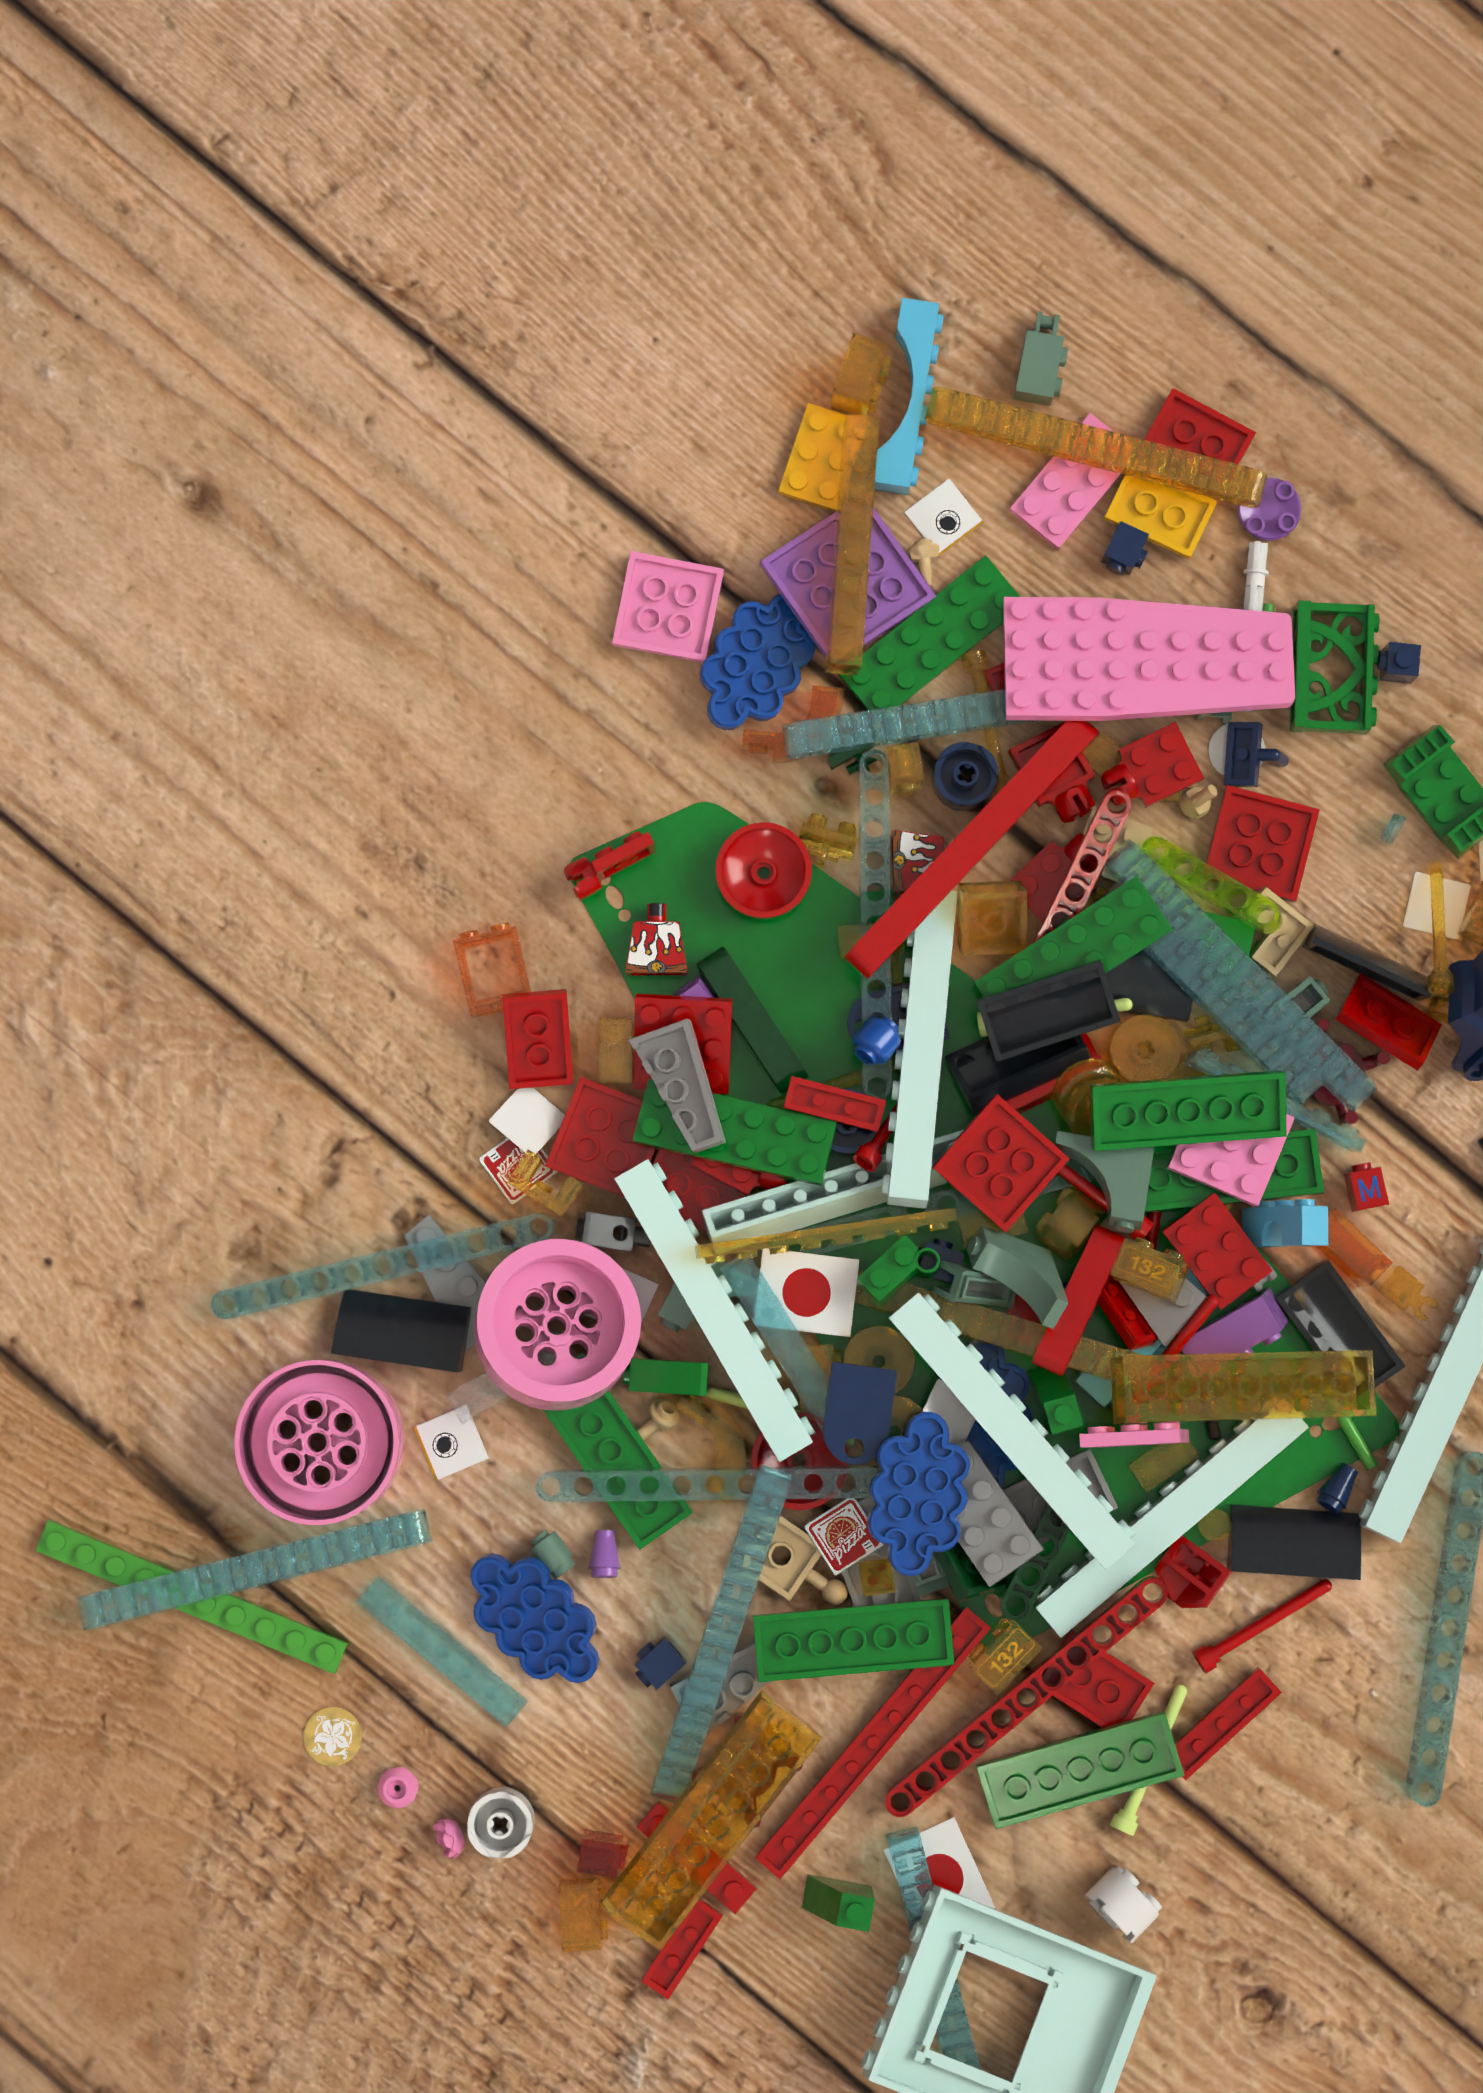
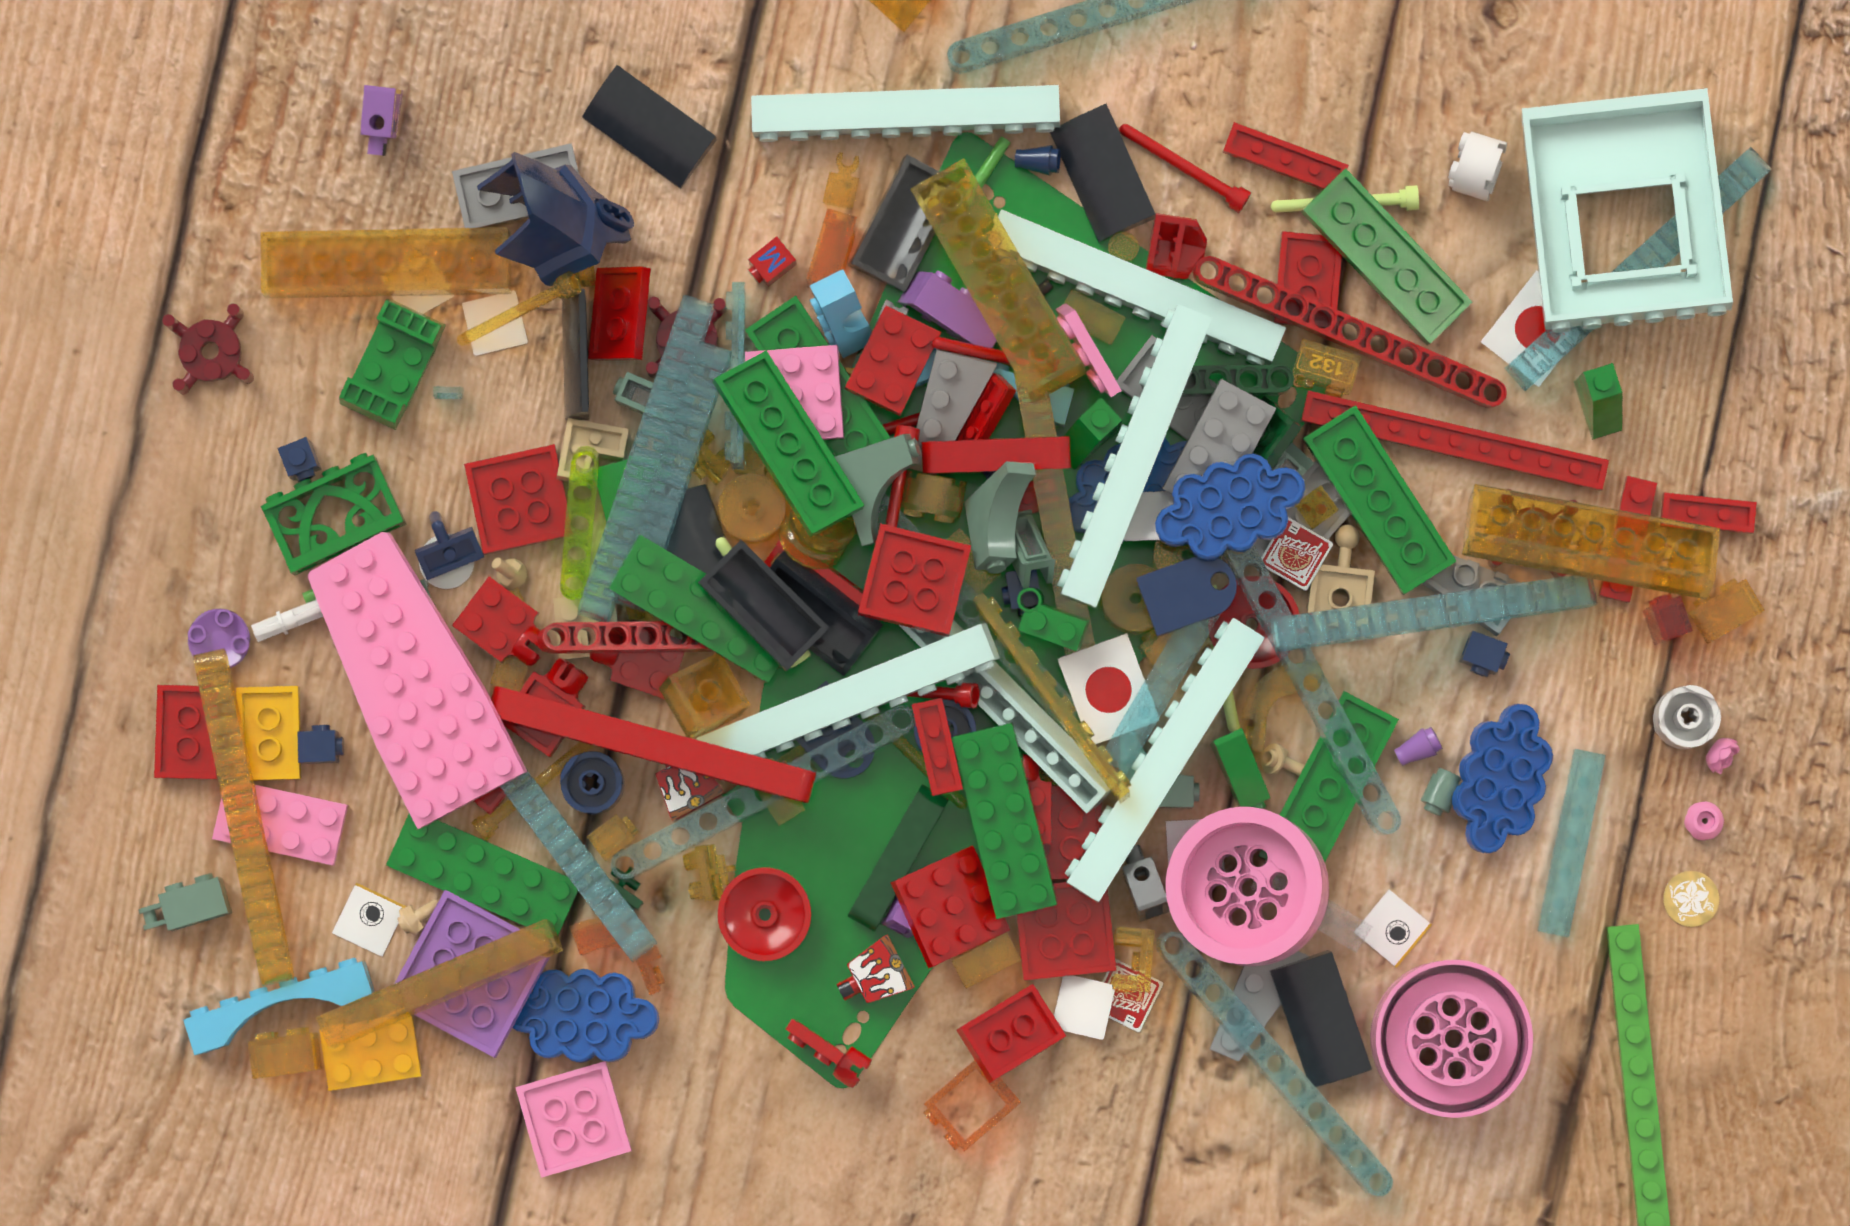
camera: 115 degrees left, 0 degrees up
(254, 1569) = (1588, 1037): clear light blue beam -> none
(679, 1073) = (980, 892): light grey wing -> none
(876, 1040) = (864, 739): blue head -> none
(1150, 1269) = (939, 408): clear yellow brick -> none

